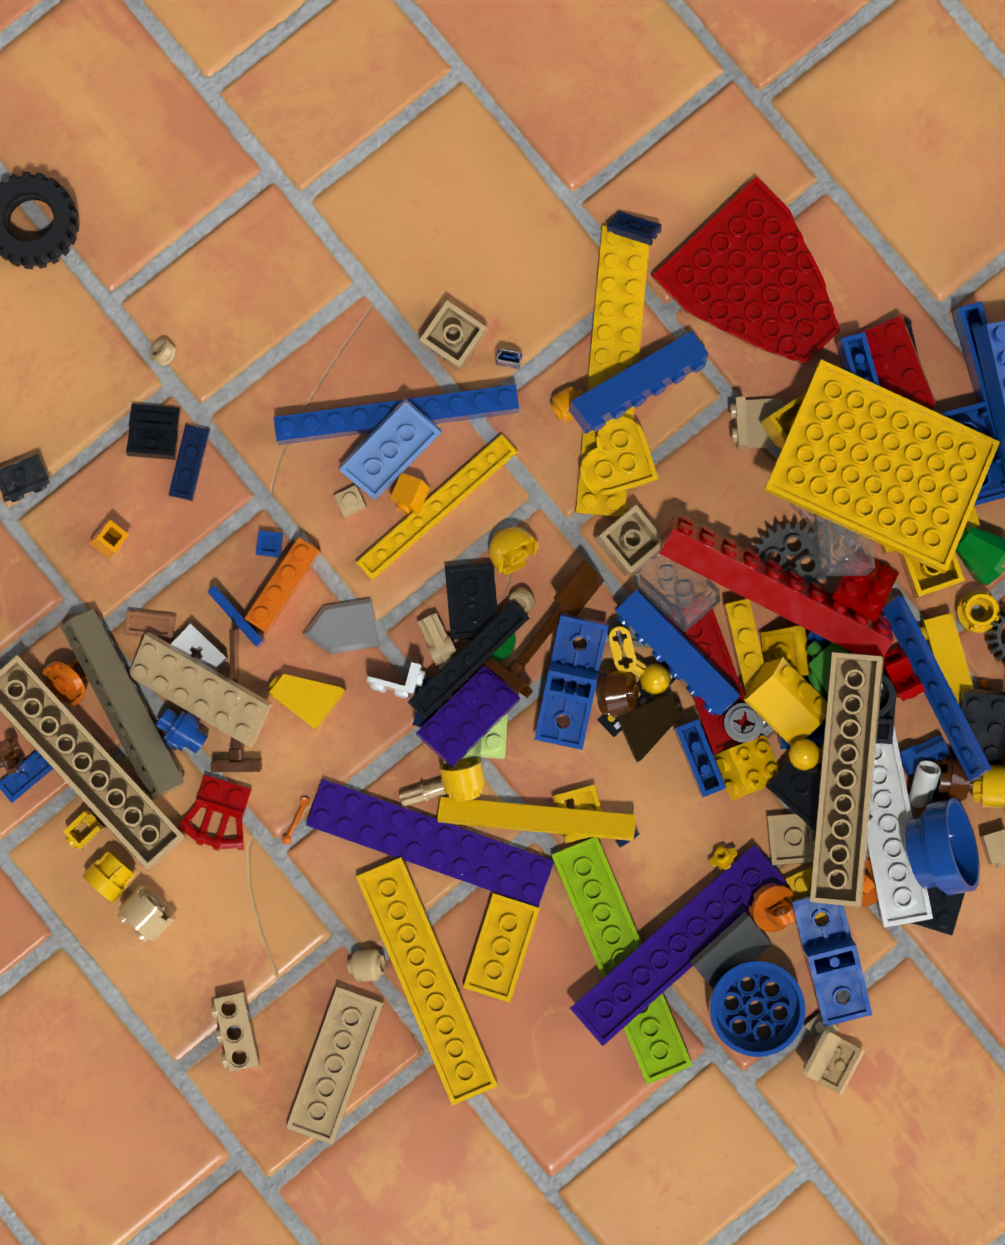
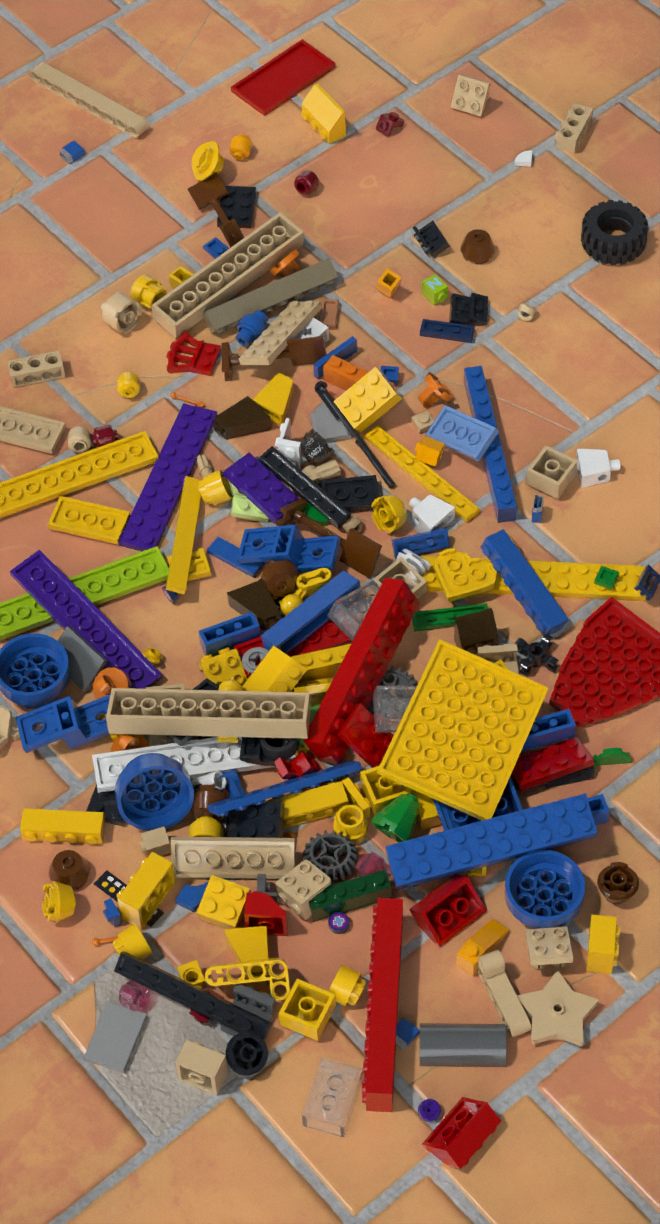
camera: 90 degrees right, 30 degrees down
(40, 413) = (477, 246): none -> reddish brown cone
(119, 475) = (434, 289): none -> lime brick
(272, 901) = (128, 384): none -> yellow head
(304, 479) = (434, 391): none -> orange tile
(331, 571) = (368, 399): none -> yellow brick
(339, 613) = (320, 389): none -> black bar
(340, 744) = (242, 420): none -> dark brown slope
(362, 931) = (104, 435): none -> dark red head
(400, 644) = (315, 447): none -> clear smoke cone
(441, 280) = (595, 466): none -> white torso
(512, 497) = (431, 513): none -> white torso
(558, 512) = (422, 542): none -> blue tile
(561, 761) = (228, 553): none -> blue tile
(590, 525) = (415, 561): none -> white arm
(626, 279) = (606, 577): none -> green tile
(670, 475) = (442, 617): none -> green tile
(709, 447) = (475, 631): none -> dark brown slope
(725, 367) = (539, 659): none -> black pin
(886, 292) = (612, 756): none -> green tile
(948, 597) = (353, 794): none -> yellow plate
(971, 962) = (62, 826): none -> yellow brick

